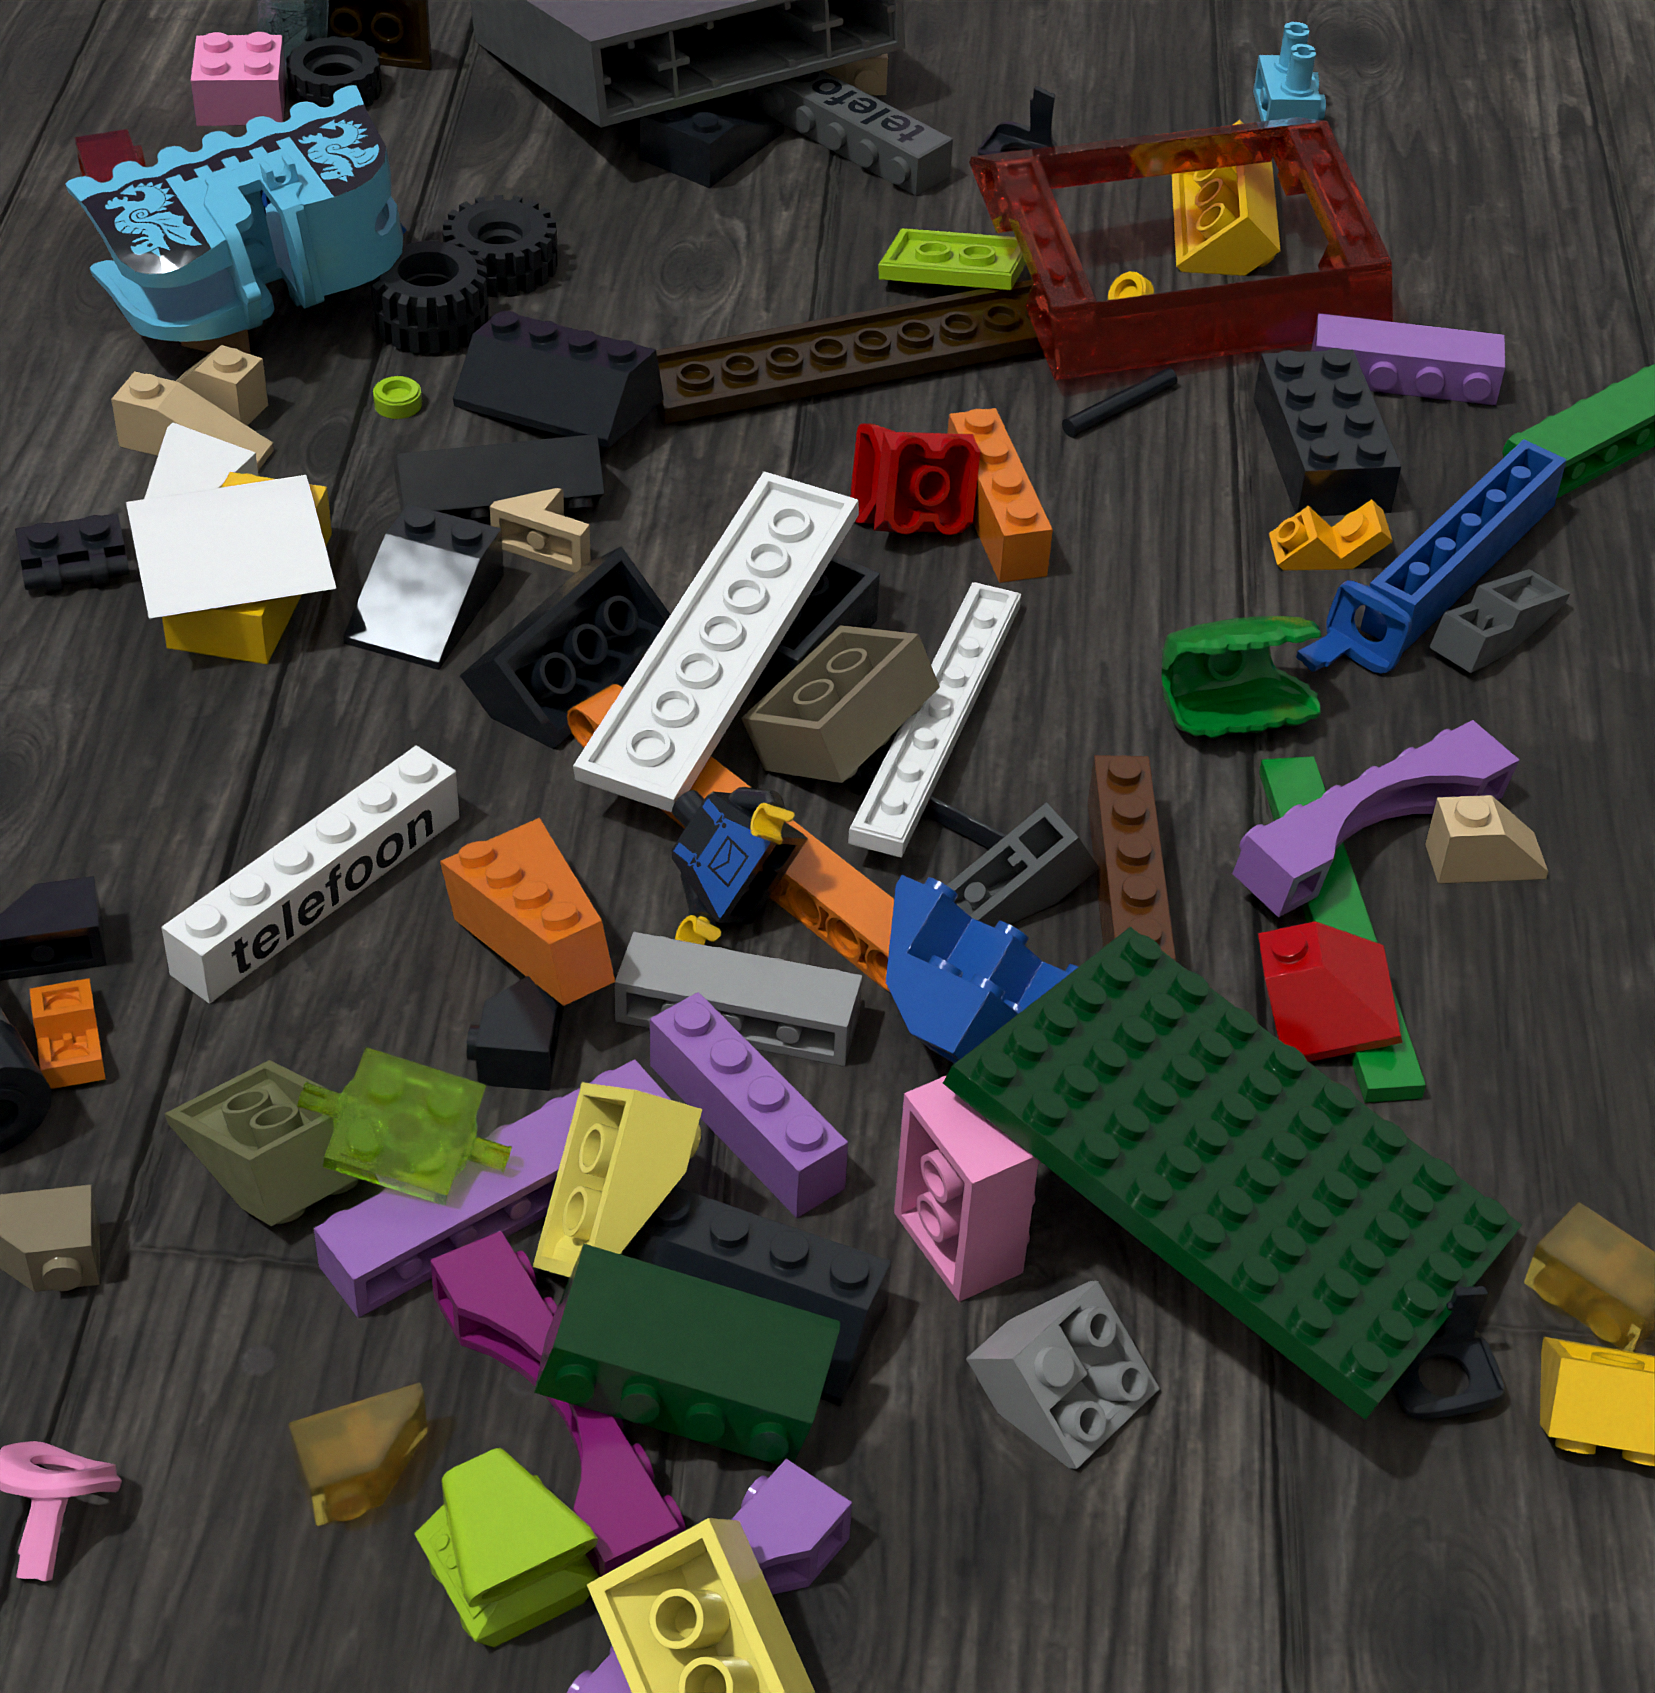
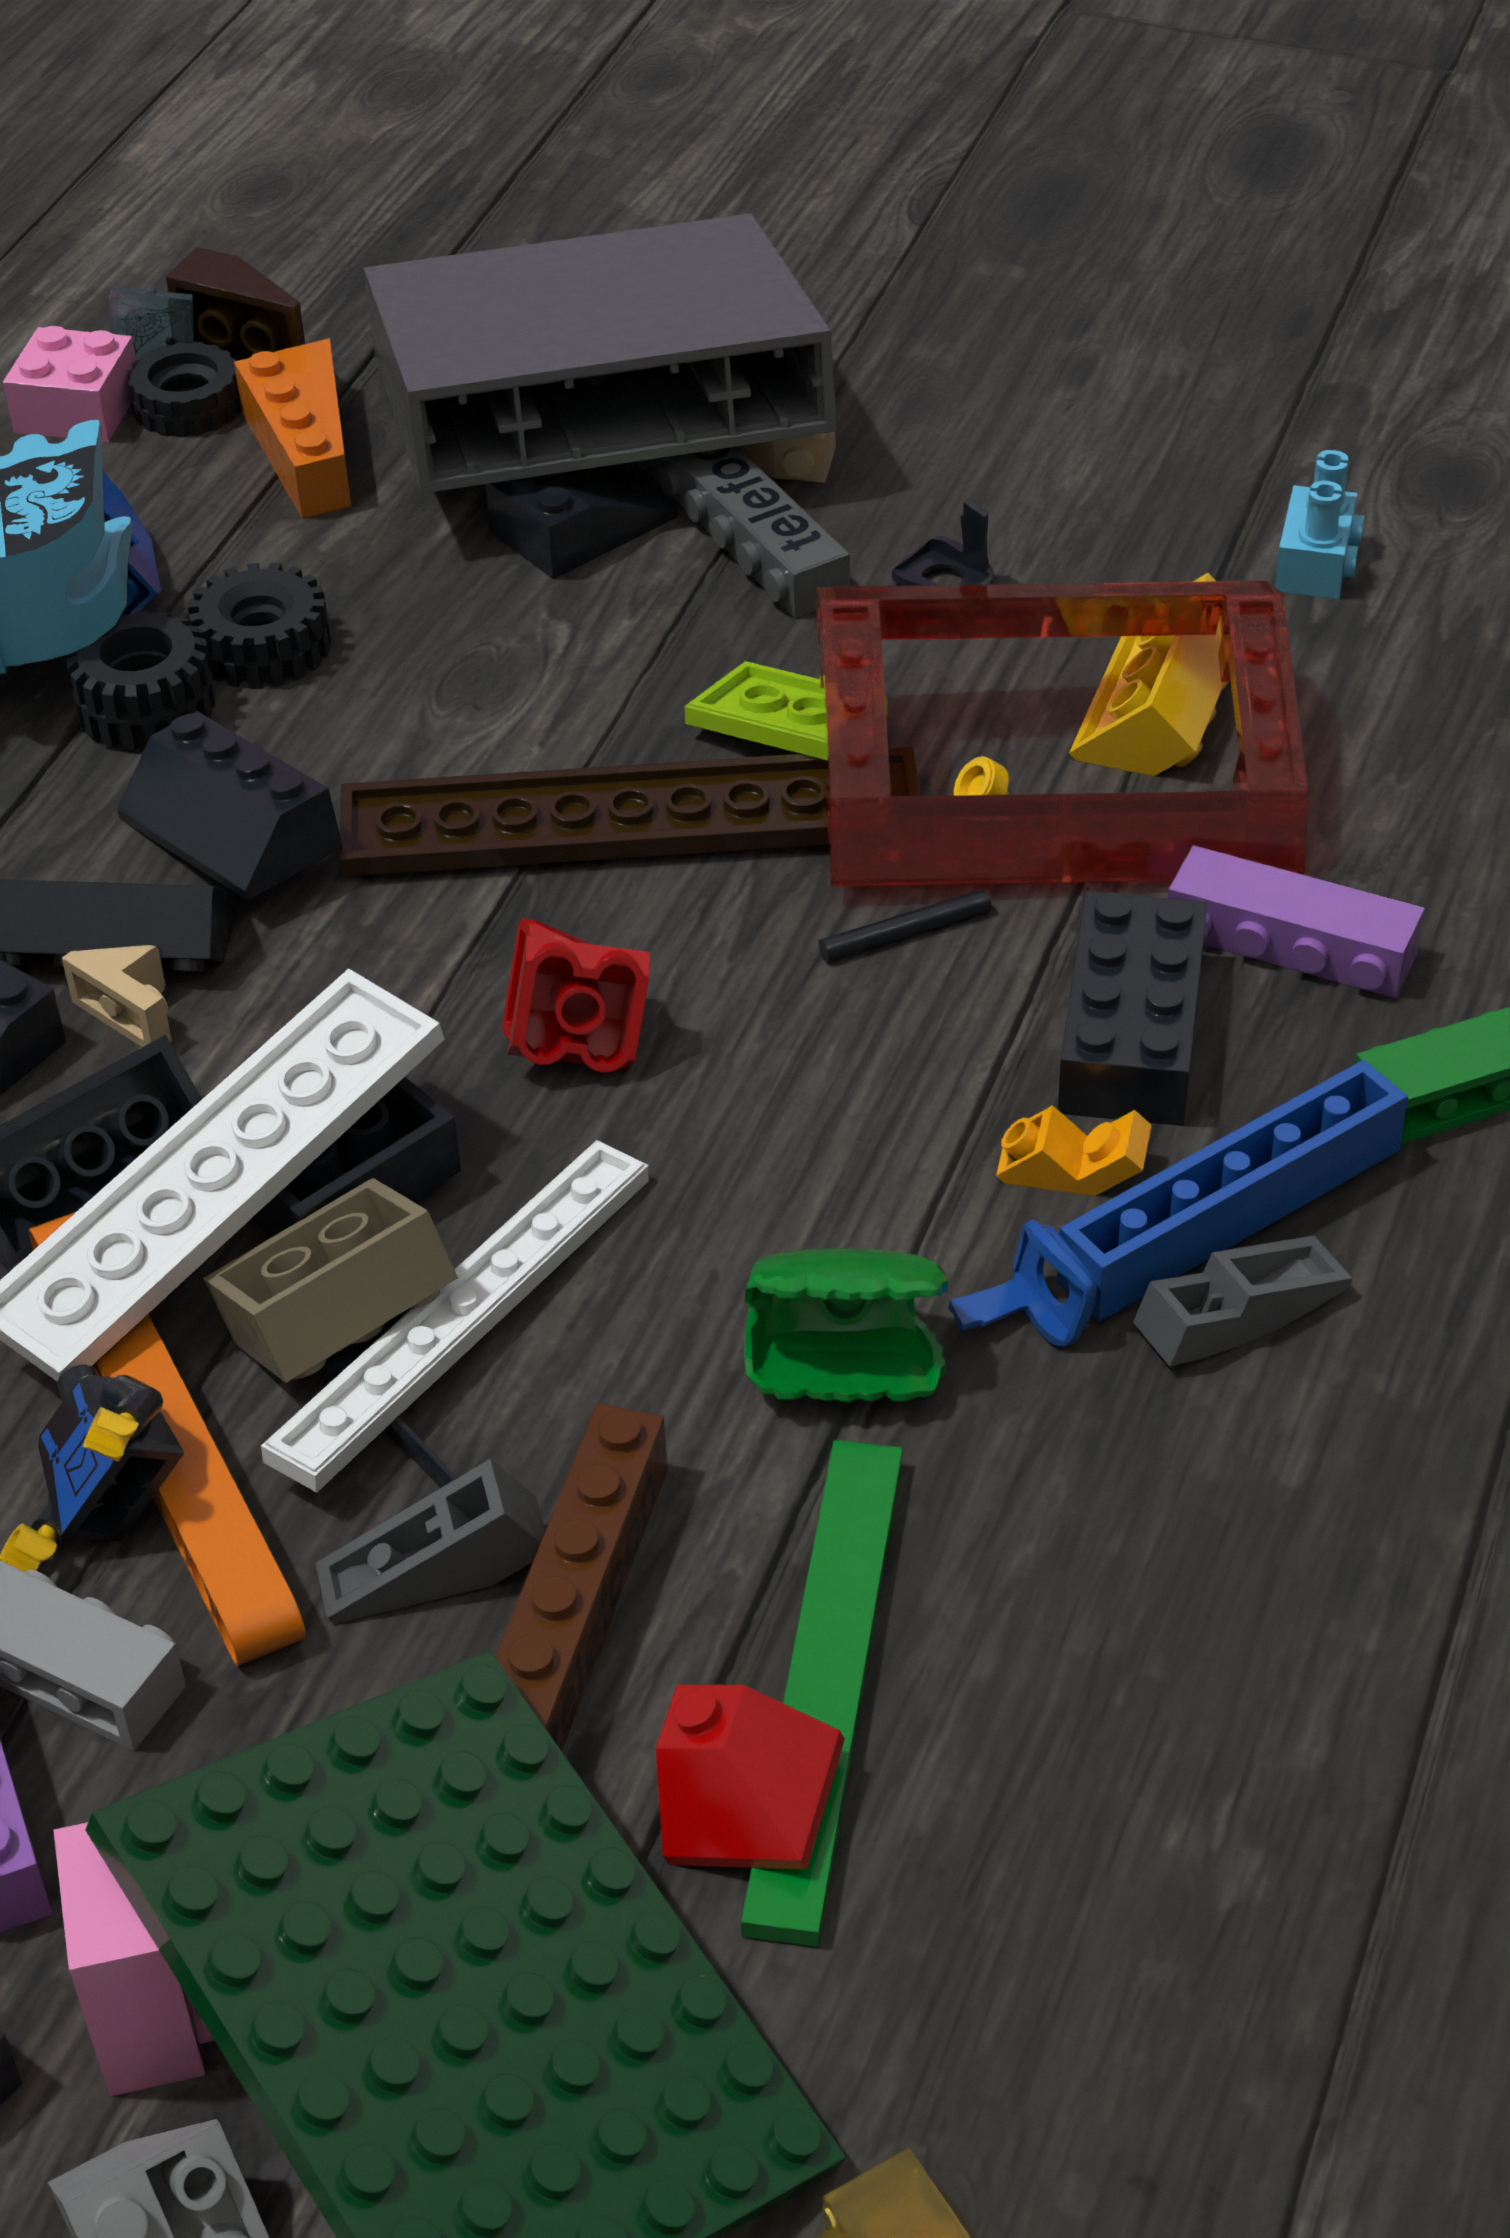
camera: 20 degrees right, 0 degrees up
(397, 397) = (56, 799): lime tile -> none
(450, 91) = (296, 420): none -> orange wedge
(956, 974) = (281, 1653): blue brick -> none
(1006, 505) = (677, 1031): orange brick -> none
(1292, 855) = (1056, 1507): medium lavender arch -> none
(1481, 842) = (1063, 1608): tan slope -> none

